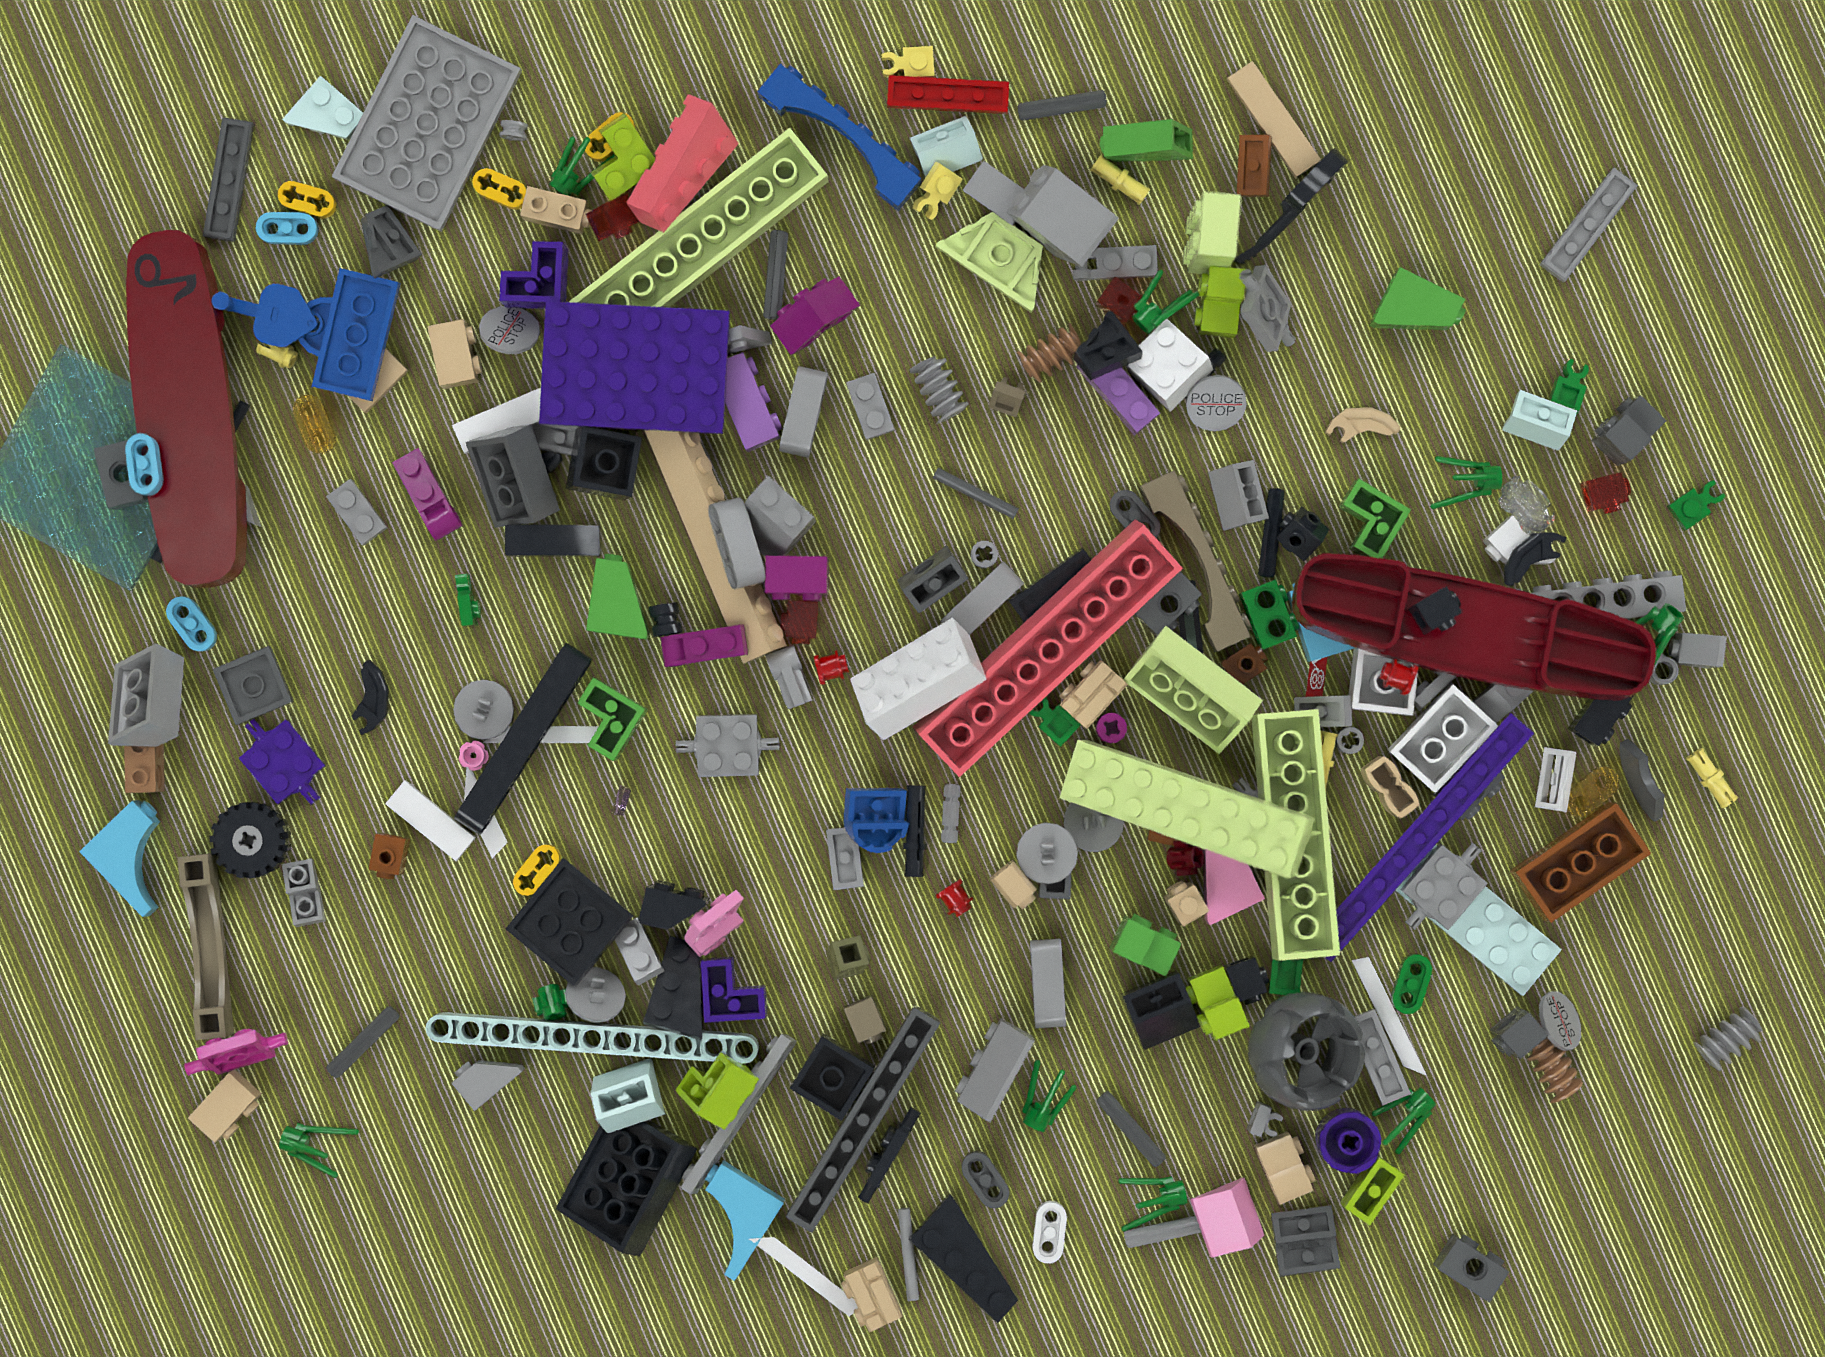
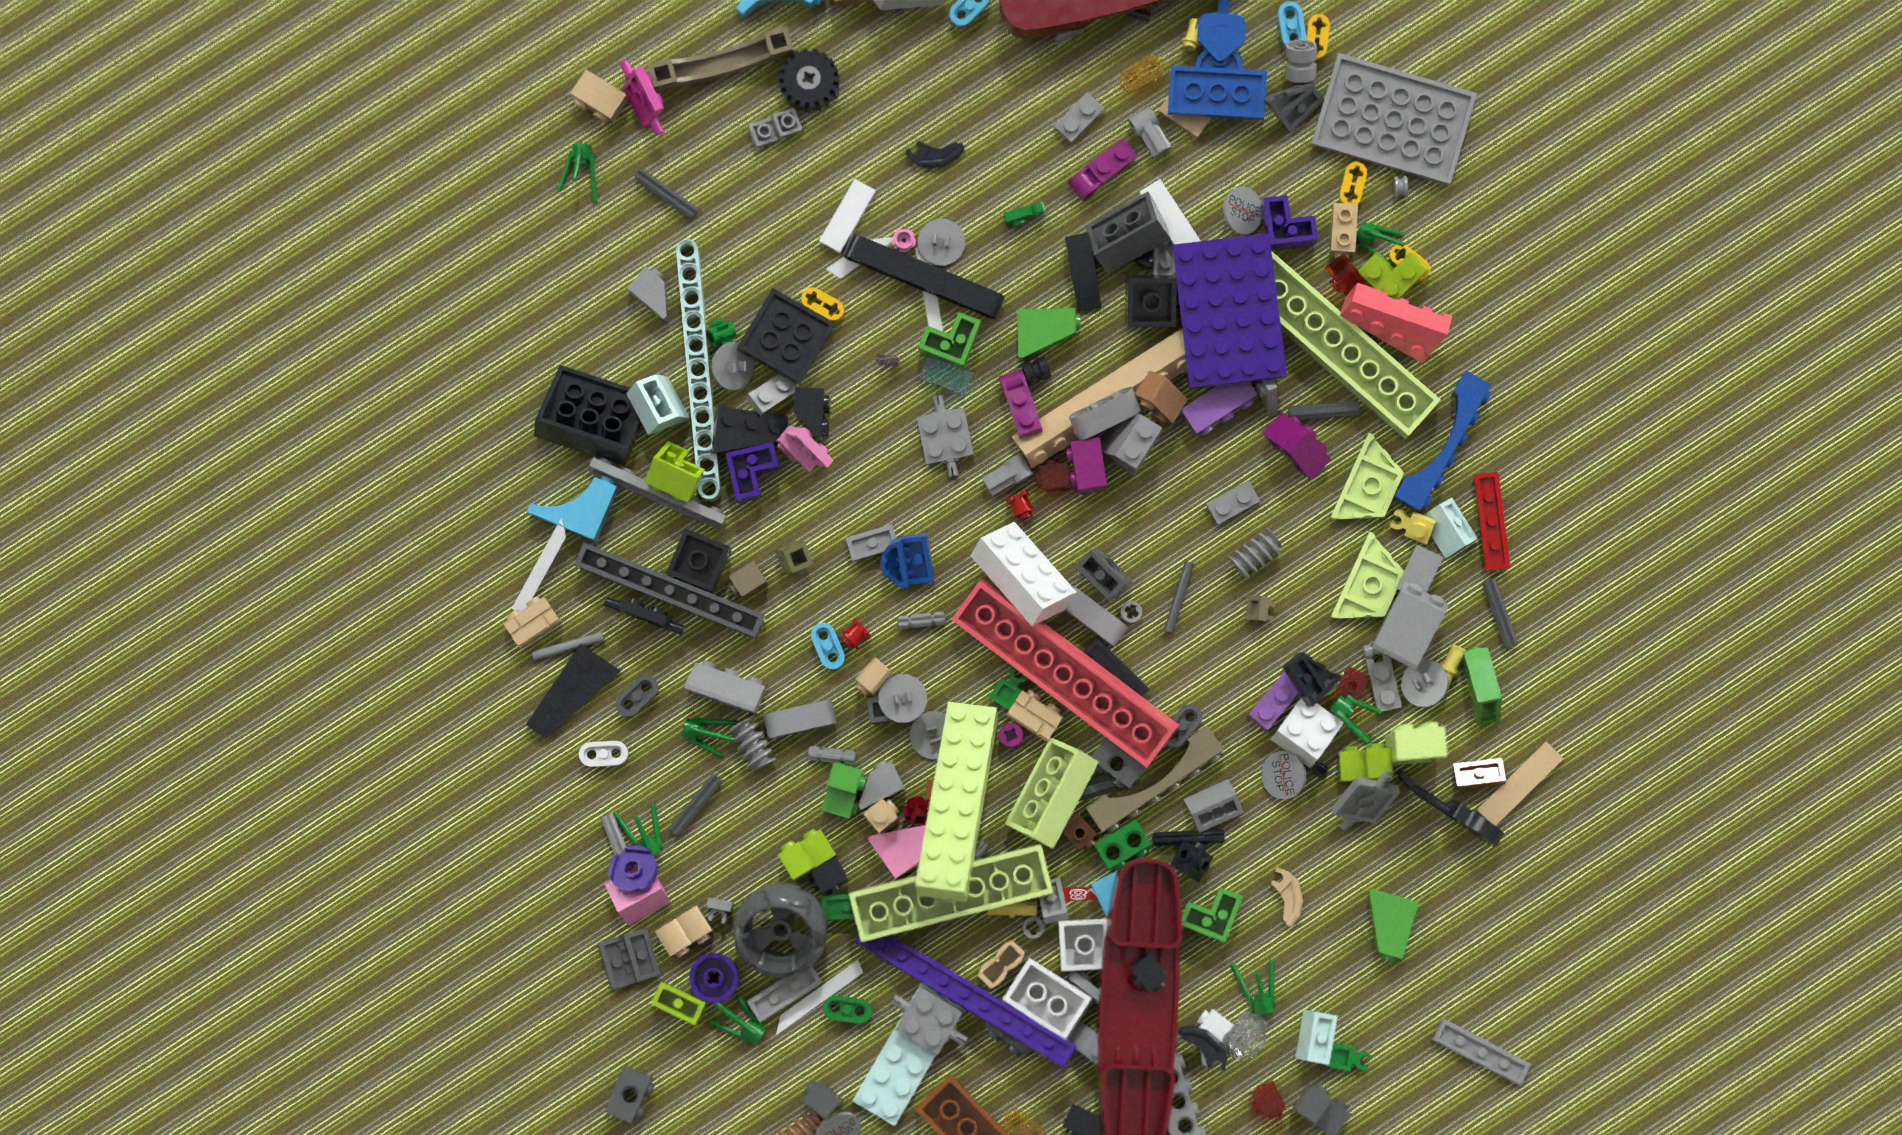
camera: 80 degrees right, 5 degrees down
(253, 685) = (929, 61): dark grey plate -> none
(282, 762) = (873, 94): dark purple plate -> none
(325, 111) = (1389, 39): light aqua wing -> none
(339, 224) = (1301, 60): none -> light grey wheel
(382, 430) = (1147, 127): none -> light grey piece
(389, 855) = (814, 188): dark orange brick -> none
(454, 353) = (1216, 171): tan brick -> none
(652, 732) = (946, 375): none -> clear light blue plate
(728, 471) = (1160, 397): none -> medium nougat brick
(803, 411) = (1219, 450): light grey beam -> none
(876, 235) = (1369, 484): none -> yellowish green wing
(914, 62) = (1512, 491): light yellow plate -> none
(915, 834) = (901, 594): black pin -> none
(963, 934) = (827, 646): none -> medium azure plate
(1050, 353) = (1298, 636): medium nougat piece -> none
(1070, 1047) = (751, 744): none -> light grey piece
(1098, 951) = (831, 755): none -> light grey axle
(1137, 211) = (1426, 684): none -> light grey piece
(1145, 896) = (881, 784): none -> light grey slope
(1160, 1010) = (793, 811): black slope -> none
(1187, 1226) = (640, 881): none -> dark purple plate
(1398, 676) = (1090, 952): red brick -> none
(1560, 779) = (1030, 1101): white tile -> none

